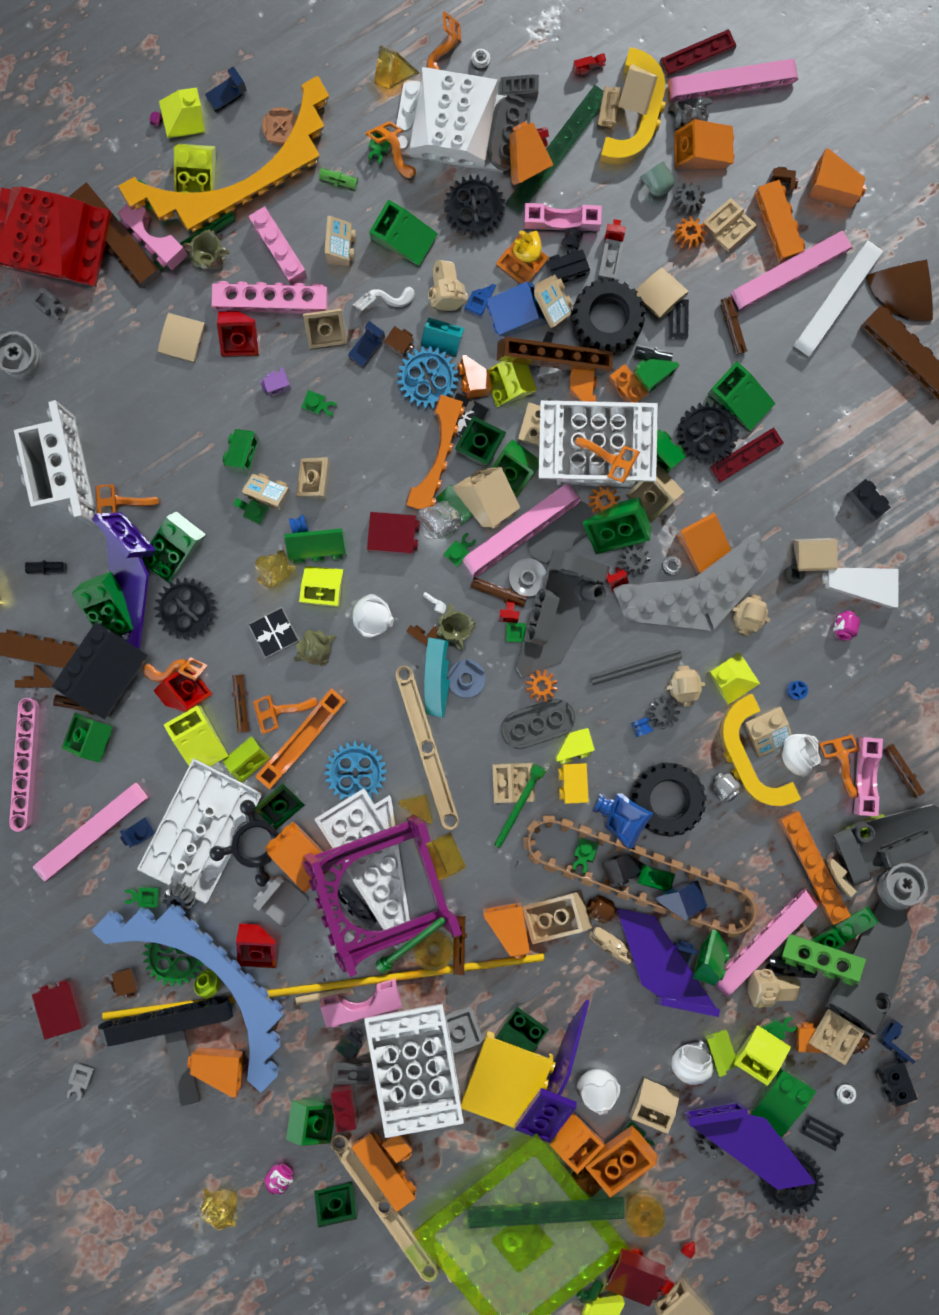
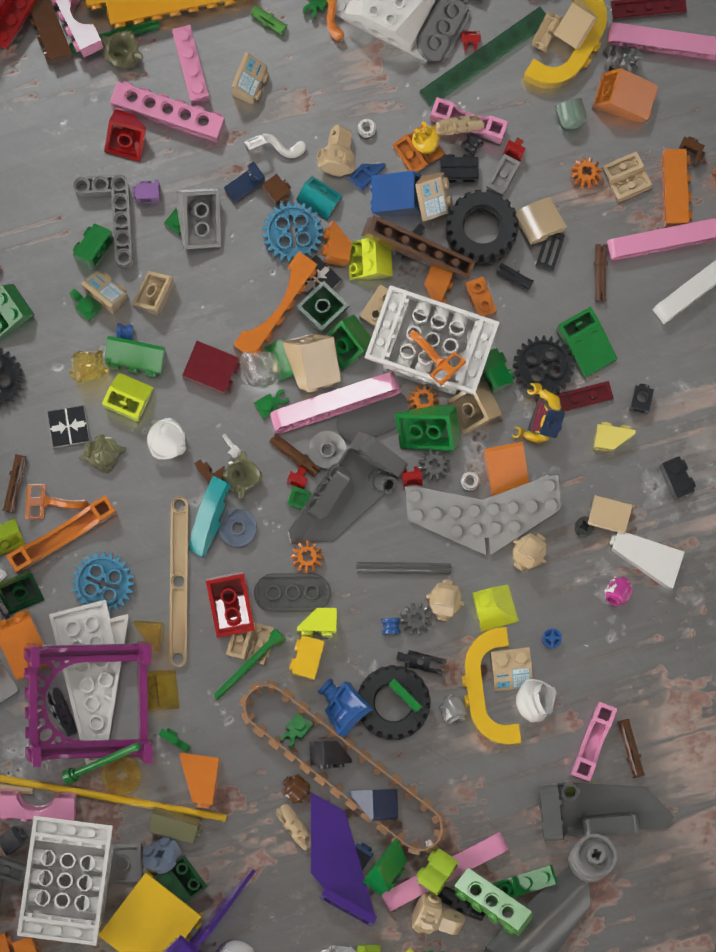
camera: 20 degrees right, 5 degrees down
(181, 337) = (72, 122): tan slope -> none
(254, 410) = (117, 212): none -> light grey beam
(325, 328) = (210, 156): tan slope -> none
(334, 392) = (199, 218): none -> light grey slope
(402, 233) = (312, 89): green slope -> none
(457, 207) = (405, 87): black gear -> none
(459, 948) = (151, 771): reddish brown pin -> none
(466, 249) = (366, 122): none -> white plate
(468, 898) = (170, 736): none -> green plate
(483, 754) = (230, 604): none -> red slope
(488, 1007) = (152, 852): none -> sand blue plate
(498, 980) = (174, 825): none -> olive brick
(527, 153) = (452, 51): orange slope -> none
(555, 223) = (459, 125): none -> tan hinge
(557, 917) = (251, 783): tan slope -> none
(654, 372) = (508, 294): green slope -> none
(656, 878) = (358, 775): green plate -> none
(671, 751) = (412, 658): none -> black hinge
(680, 791) = (404, 695): none -> green tile
(692, 205) = (588, 136): dark grey gear -> none
(728, 482) = (546, 418): none -> torso
(762, 947) = (437, 872): none -> lime brick
(792, 482) = (609, 438): none -> light yellow slope
(807, 442) = (635, 404): none -> black brick
(822, 882) = (514, 813): orange arch -> none
(837, 873) = (532, 822): tan slope -> none
(842, 755) = (575, 714): orange piece -> none

